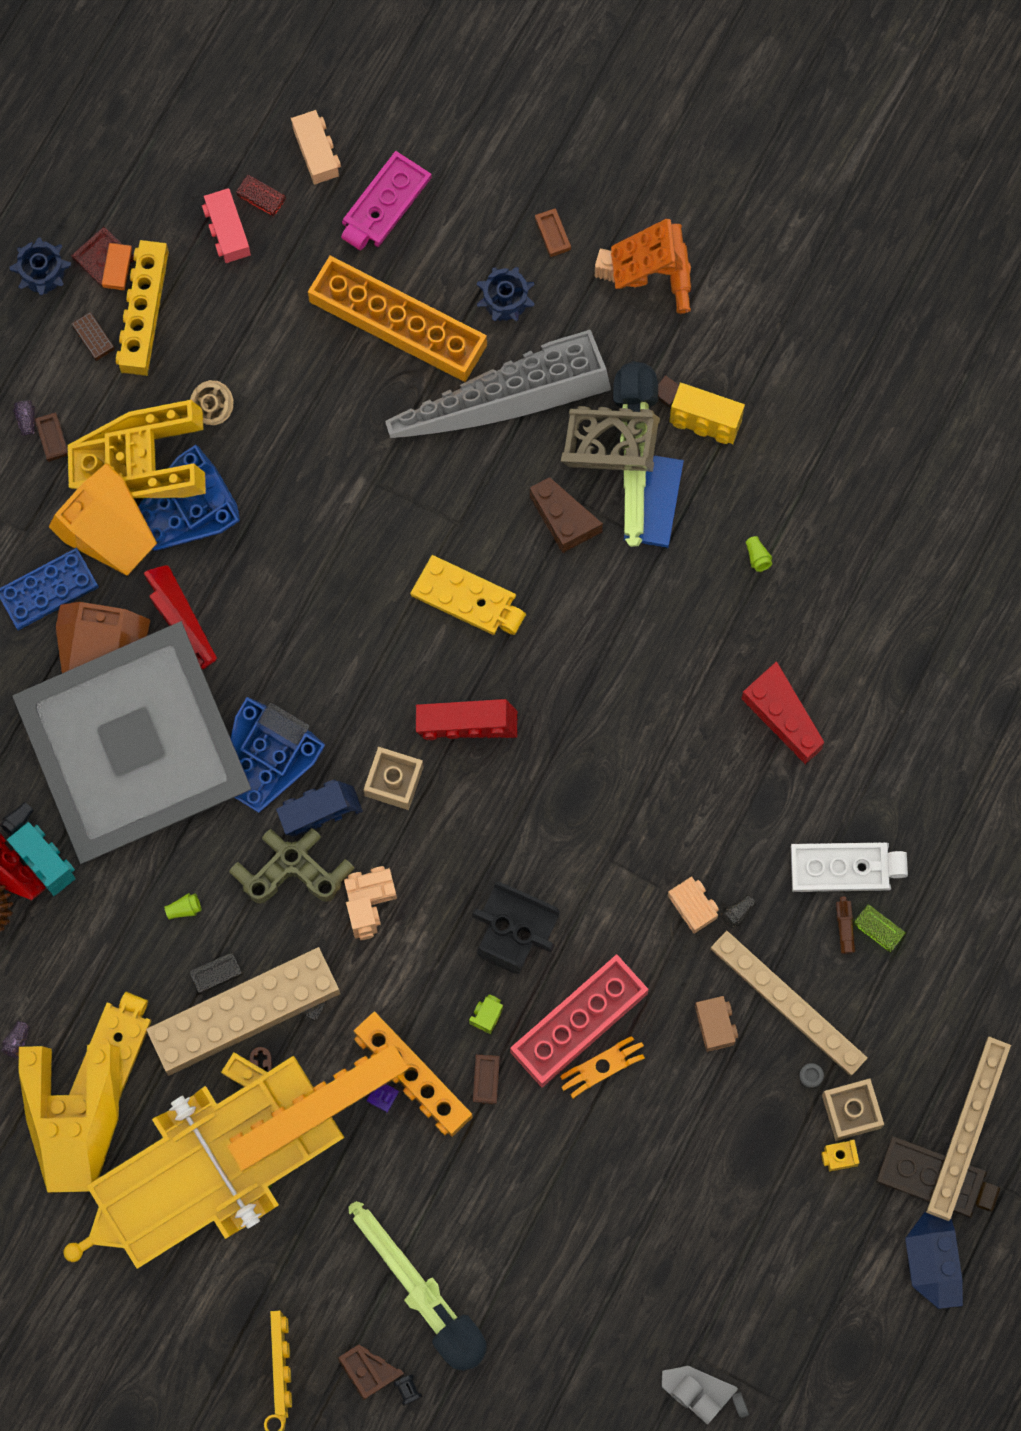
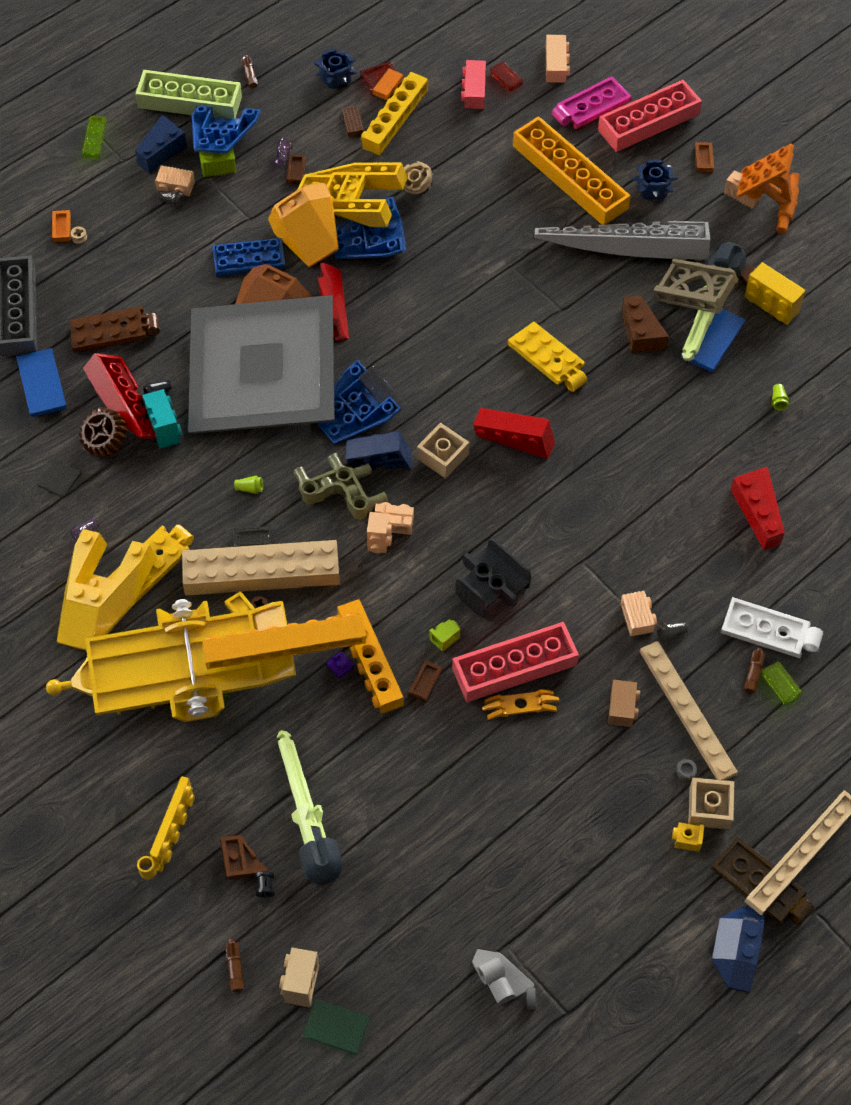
camera: 20 degrees right, 15 degrees down
(465, 198) = (649, 115): none -> coral brick

